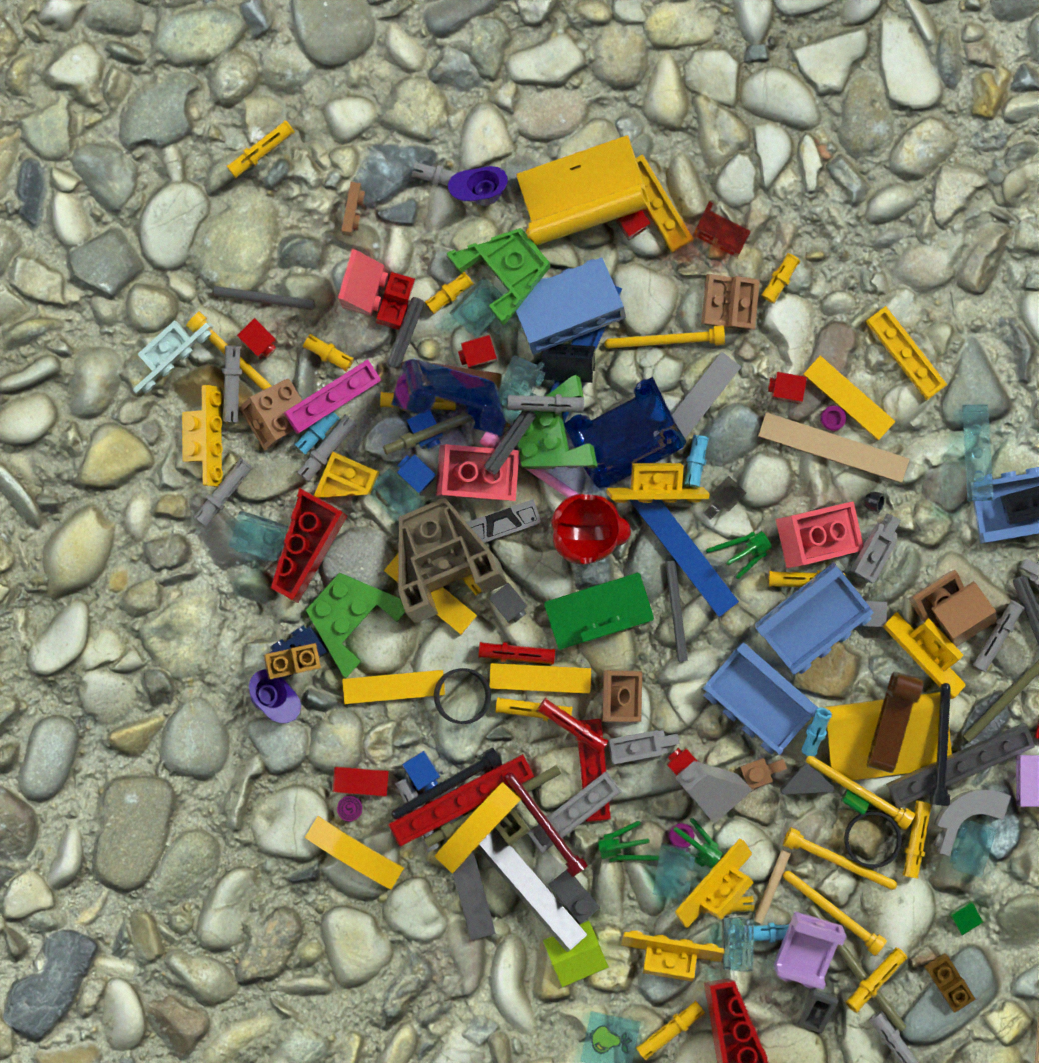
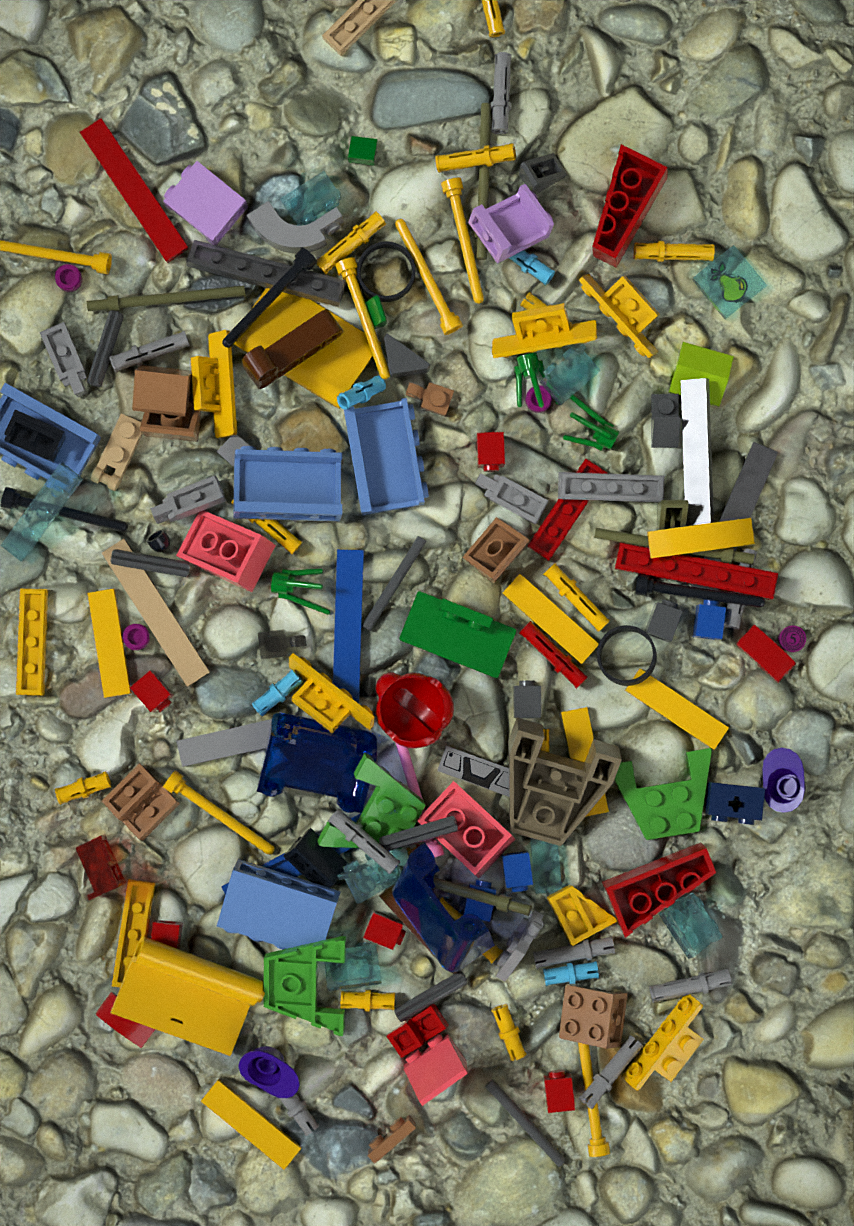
camera: 140 degrees left, 0 degrees up
(166, 350) = (642, 1145): light aqua bracket -> none
(292, 661) = (746, 797): pearl gold slope -> none
(332, 396) = (536, 992): dark pink plate -> none
(354, 853) = (818, 599): yellow slope -> none
(374, 420) = (518, 944): none -> light grey plate
(455, 744) = (663, 620): none -> dark grey brick
(461, 138) = (251, 1124): none -> yellow tile
(574, 863) = (644, 445): dark red piece -> none
(579, 730) = (553, 548): red pin -> none
(602, 134) = (129, 1029): none -> red slope
(713, 788) = (483, 414): light grey slope -> none
(738, 944) = (564, 274): clear light blue bracket -> none
(772, 886) = (498, 299): tan bar -> none
(867, 480) = (150, 563): none -> dark grey axle
(949, 982) = (418, 110): pearl gold slope -> none
(959, 542) = (118, 452): none -> tan plate
(1006, 445) = (14, 499): none -> black piece

